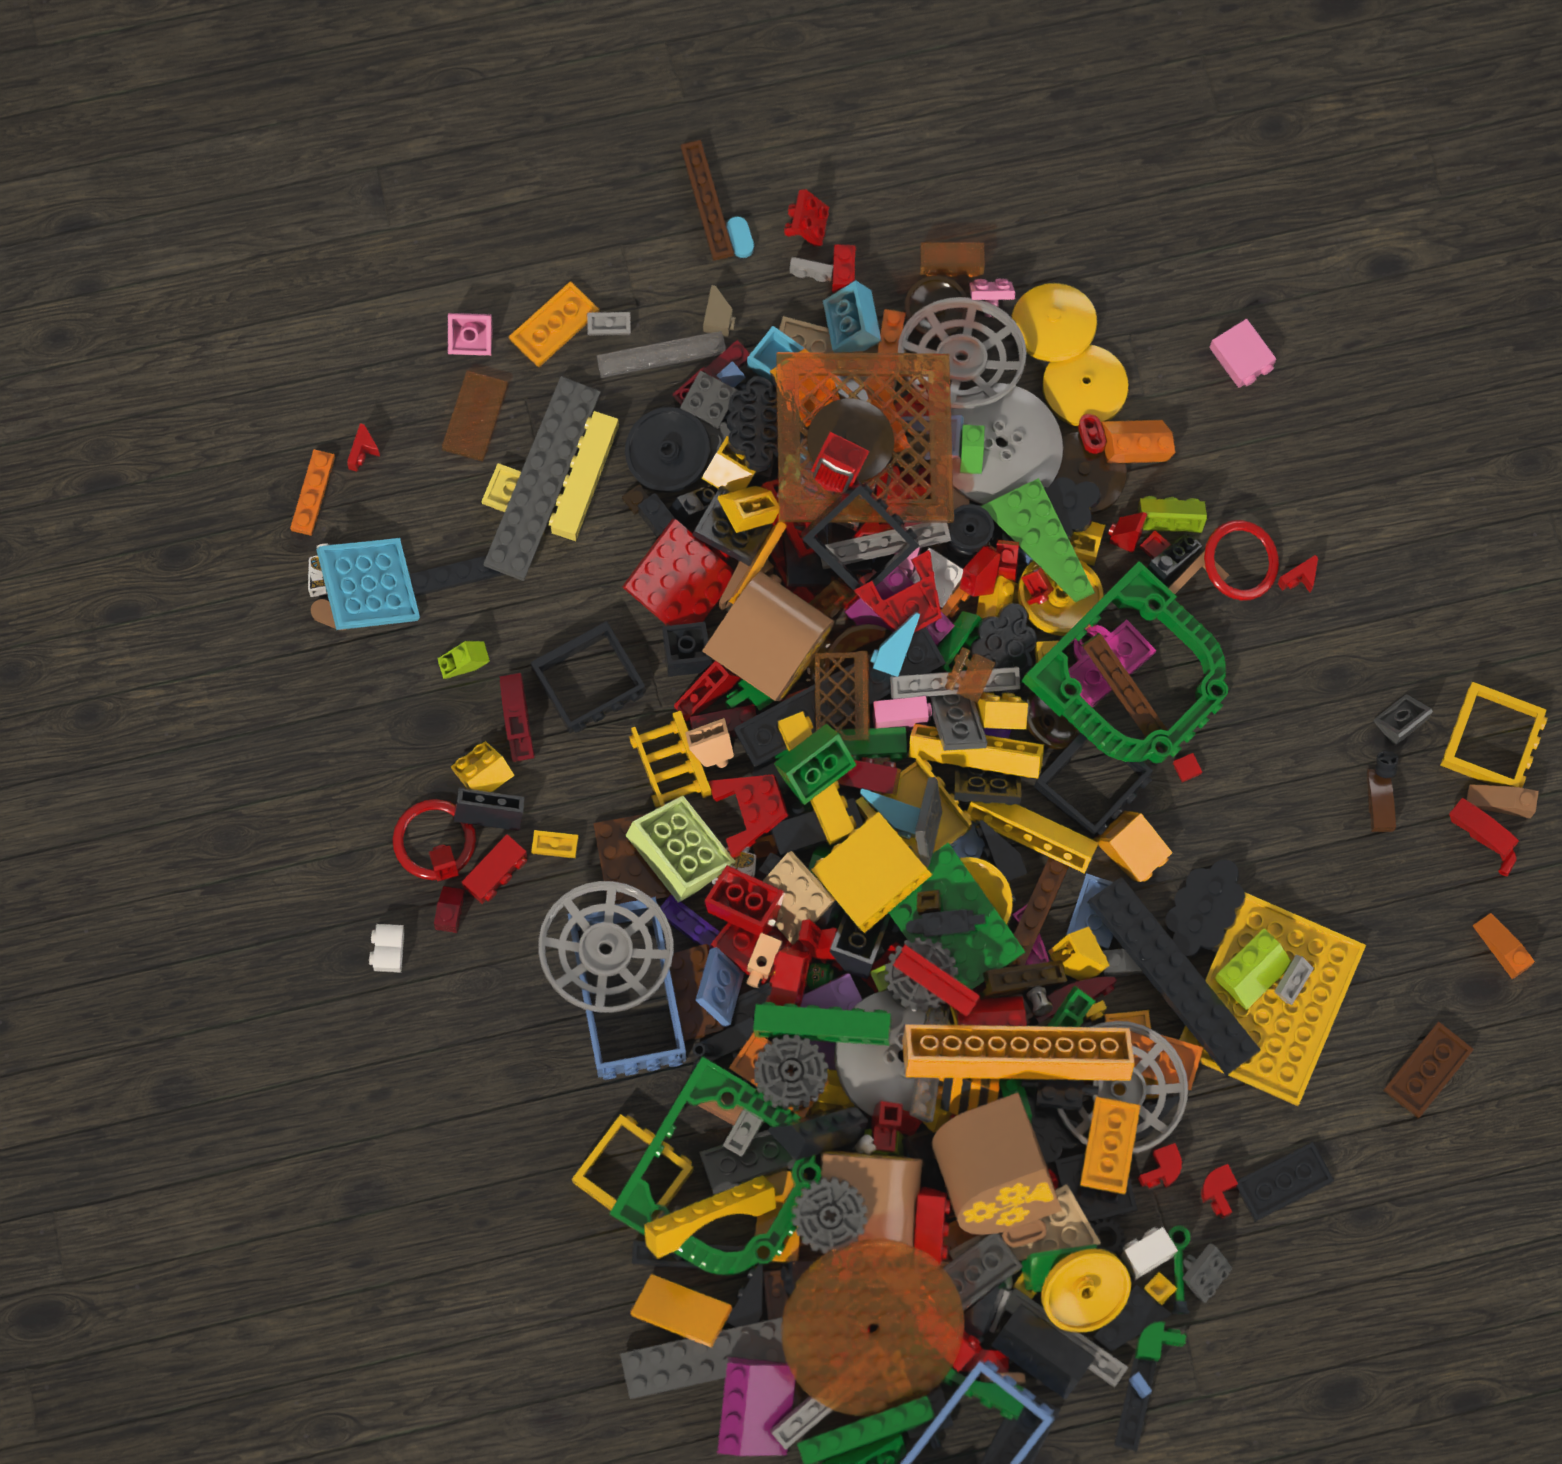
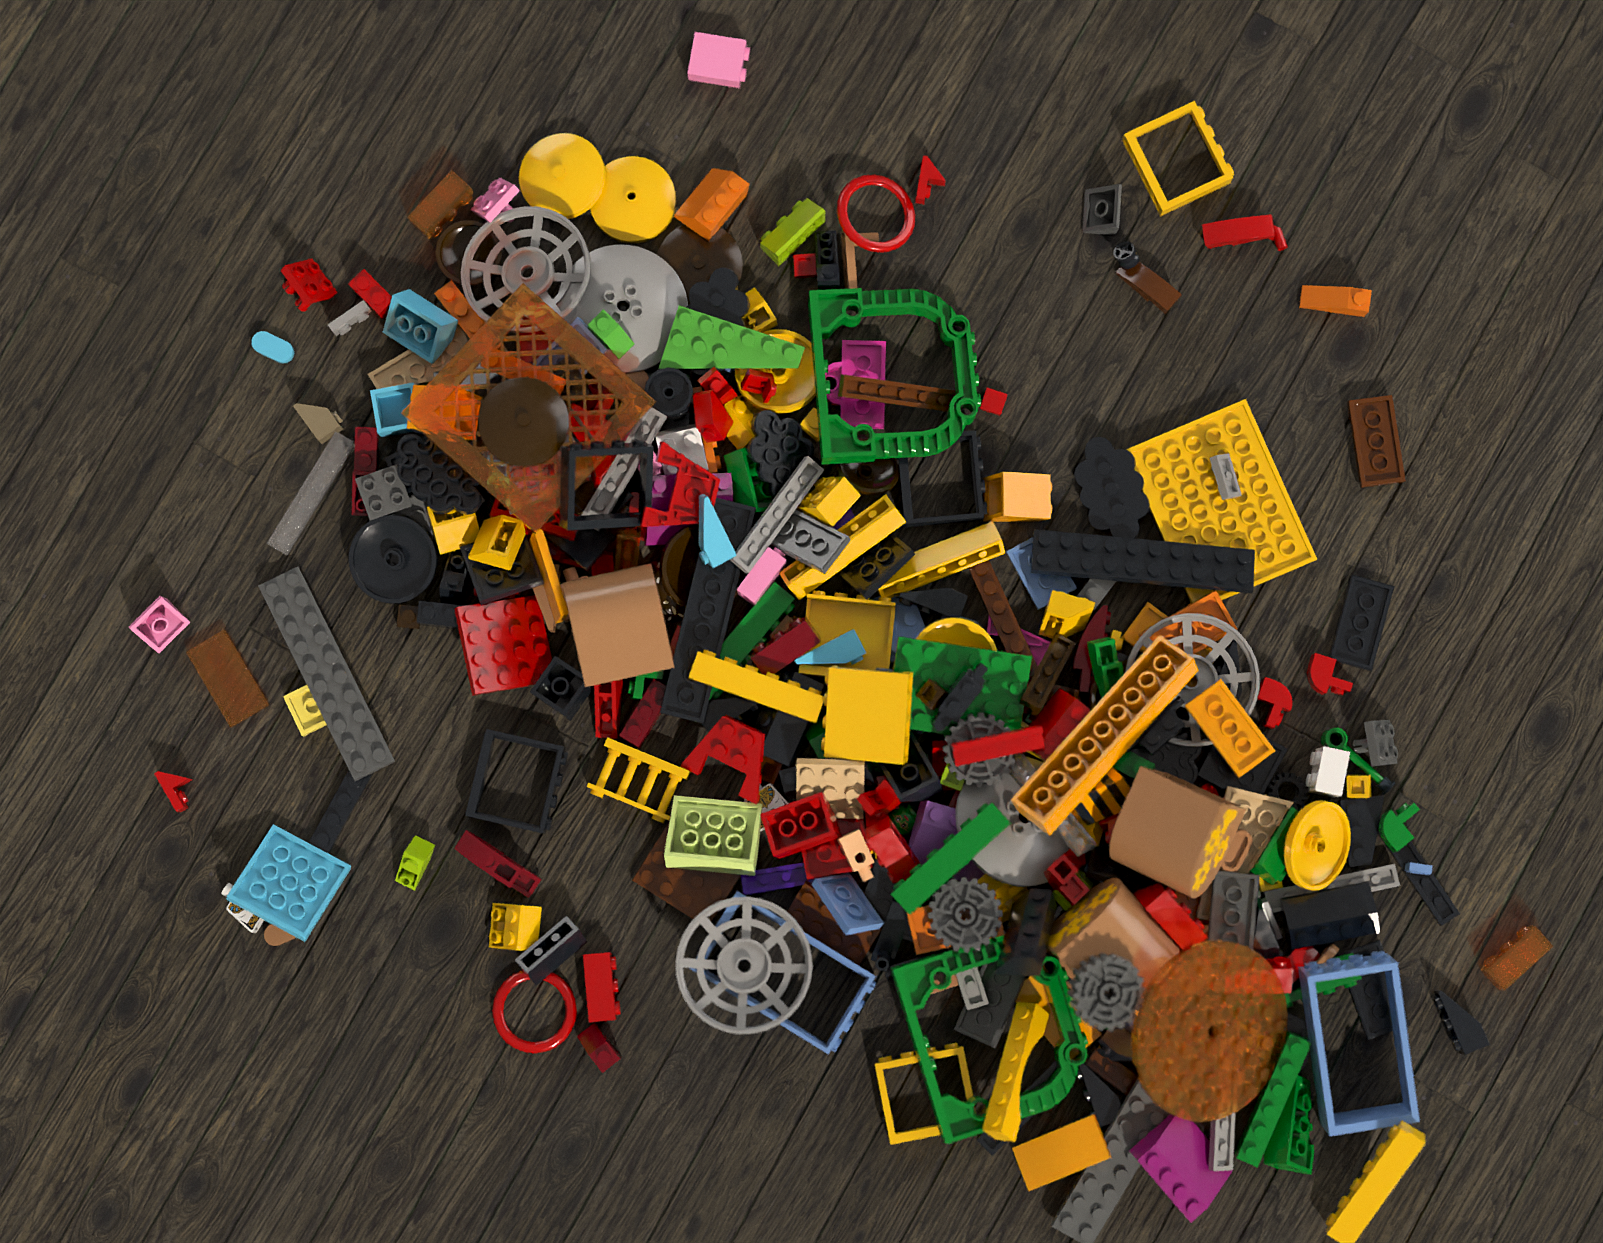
camera: 40 degrees left, 10 degrees up
(312, 492) = (174, 857): orange plate -> none
(388, 948) = (587, 1122): white brick -> none
(443, 862) = (560, 1022): red slope -> none
(553, 324) = (210, 551): light orange tile -> none
(554, 844) = (622, 924): yellow plate -> none
(584, 475) = (354, 639): light yellow brick -> none
(608, 323) = (249, 510): light grey plate -> none
(707, 200) = (219, 345): reddish brown plate -> none
(711, 744) = (654, 739): light nougat torso -> none
(731, 375) = (379, 457): medium blue tile -> none
(815, 763) = (748, 680): green slope -> none
(838, 463) = (535, 448): red piece -> none
(861, 691) = (725, 595): clear orange fence -> none
(865, 1145) = (1066, 907): white arm -> none
(928, 821) = (869, 636): dark grey plate -> none
(975, 677) = (788, 497): clear orange plate -> none
(1039, 1001) = (1073, 677): light grey bush -> none
(1092, 436) = (677, 232): red plate -> none
(1127, 531) = (777, 276): red slope -> none
(1254, 969) = (1191, 498): lime slope -> none
(1504, 799) = (1229, 196): medium nougat slope -> none

